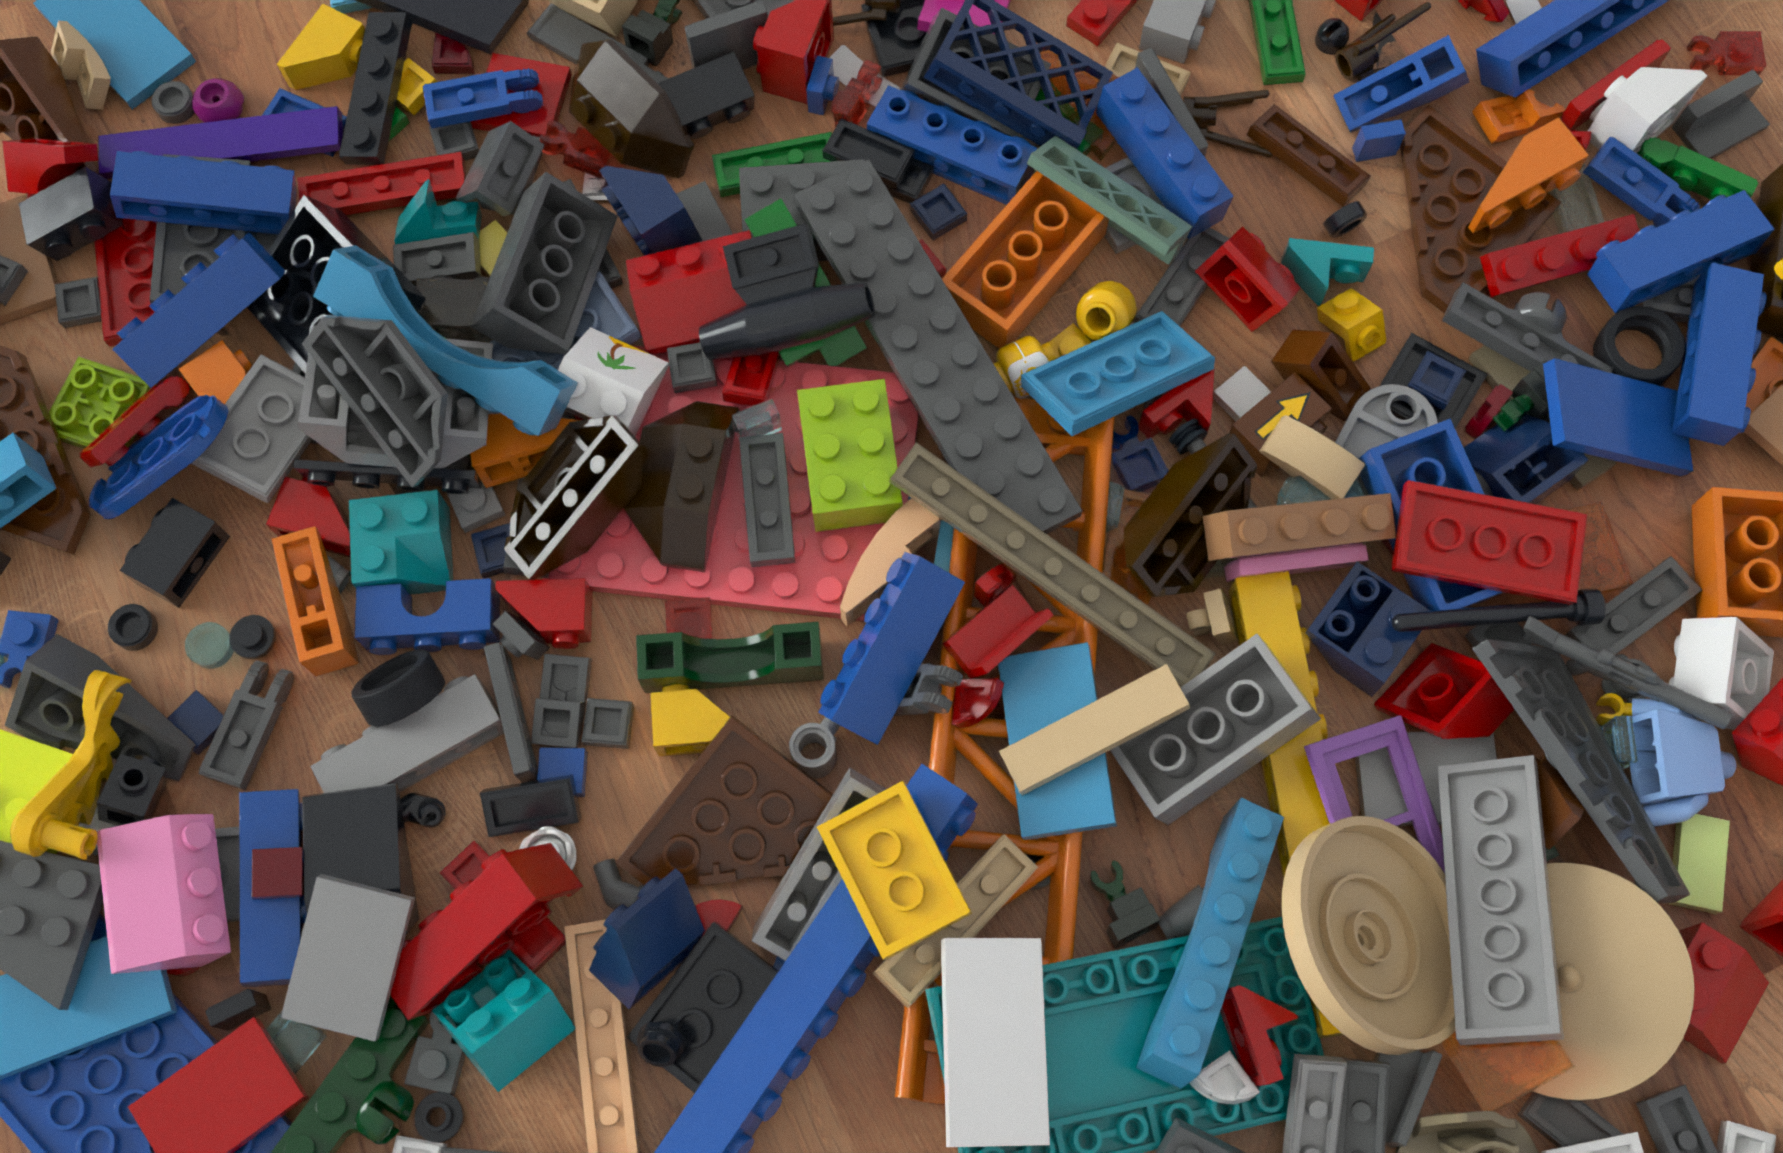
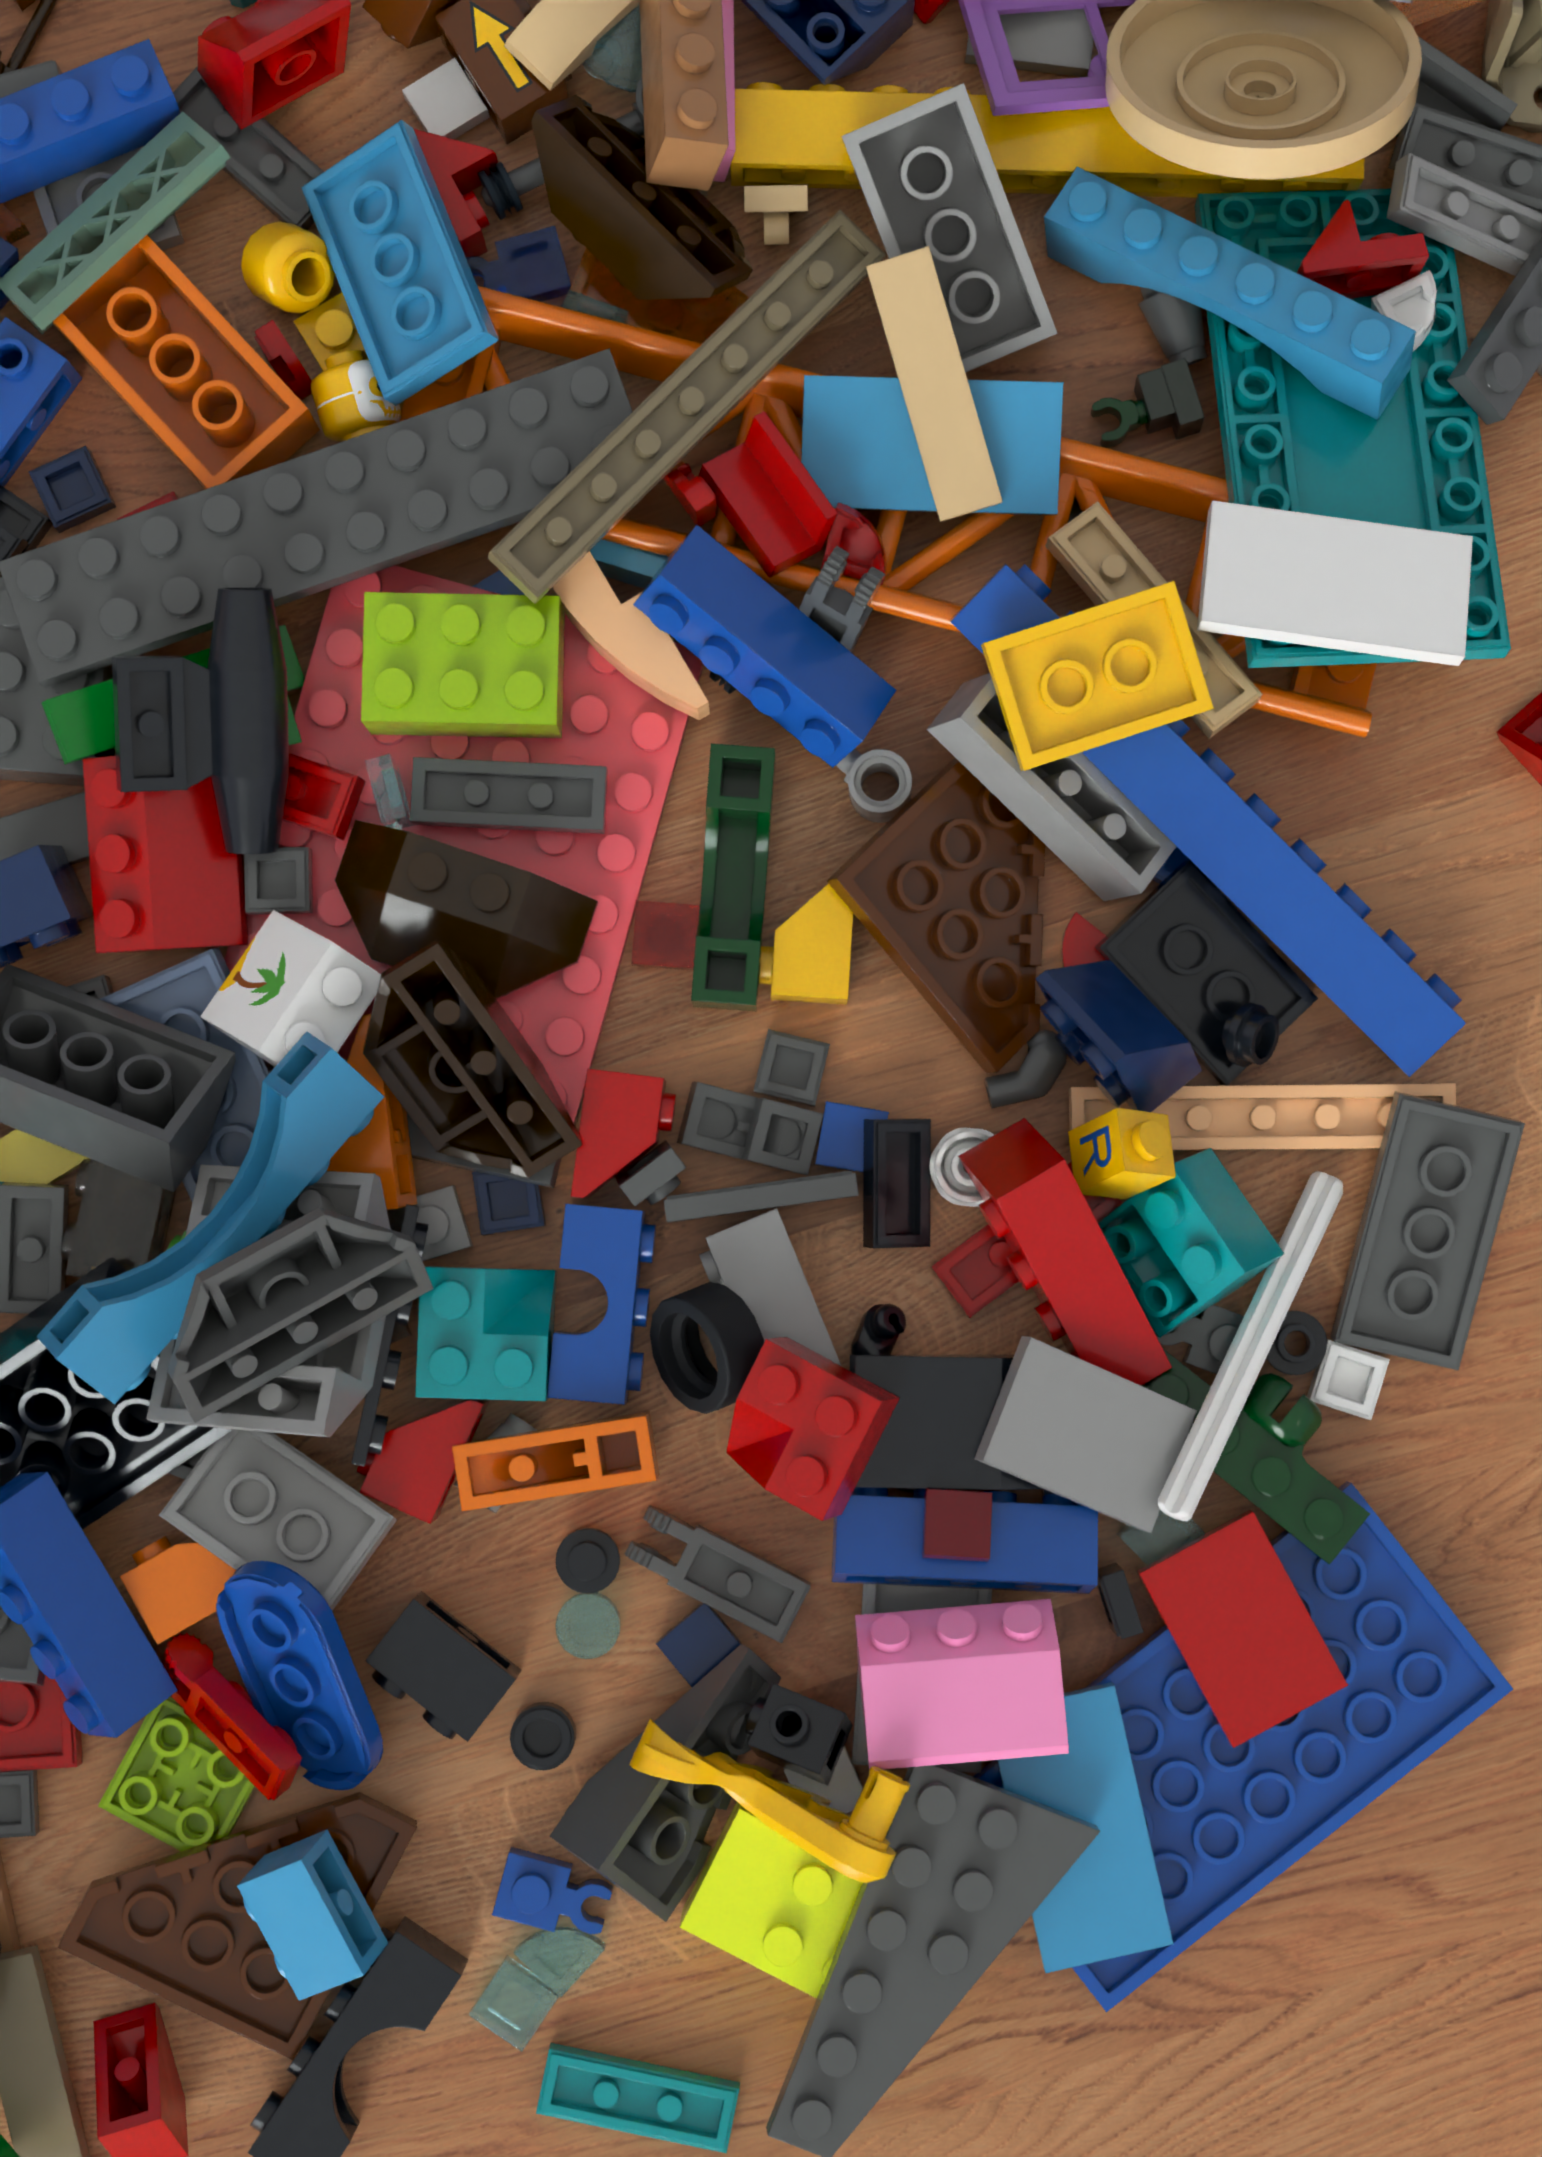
camera: 80 degrees left, 15 degrees up
(339, 756) = (806, 1426): none -> red slope
(428, 1077) = (1250, 1347): none -> white axle
(556, 953) = (1122, 1153): none -> yellow brick
(1053, 317) = (283, 359): none -> red tile

